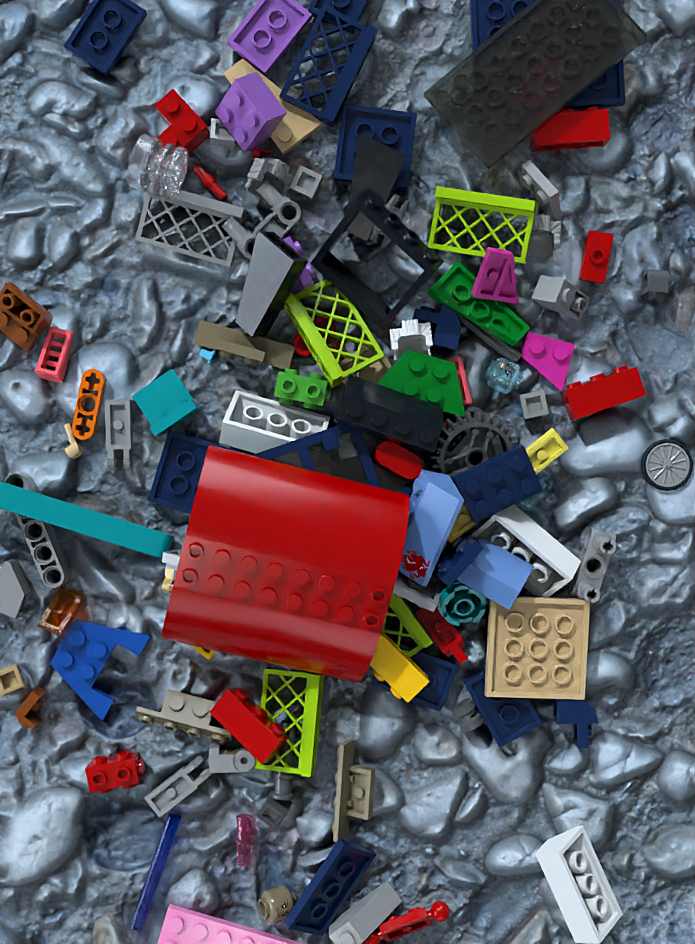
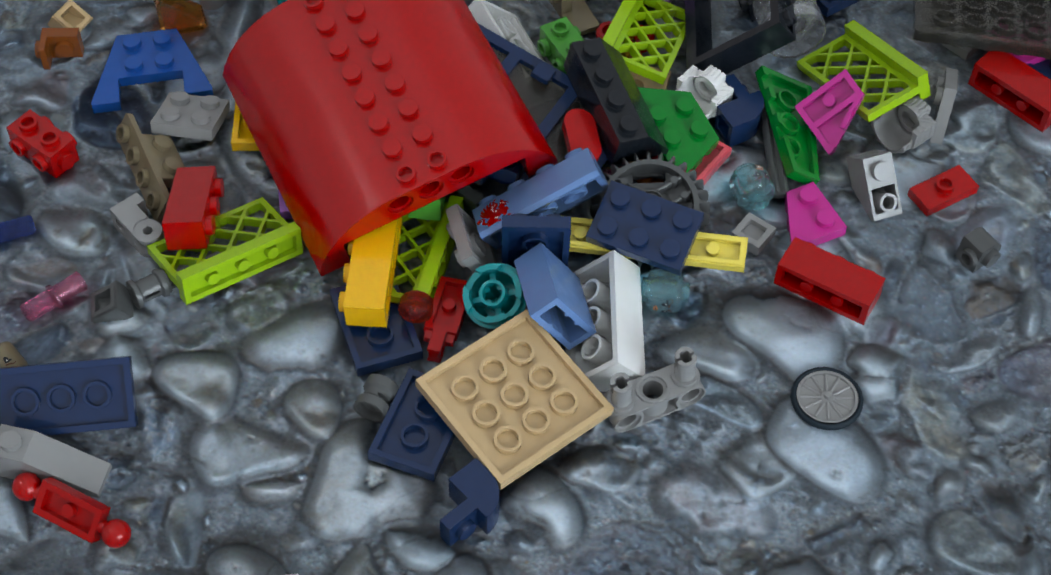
camera: 50 degrees right, 35 degrees down
(163, 668) = (190, 116): none -> light grey plate
(176, 788) = (69, 204): light grey hinge -> none
(353, 791) = (193, 349): dark tan bracket -> none
(433, 653) = (416, 306): none -> clear red tile

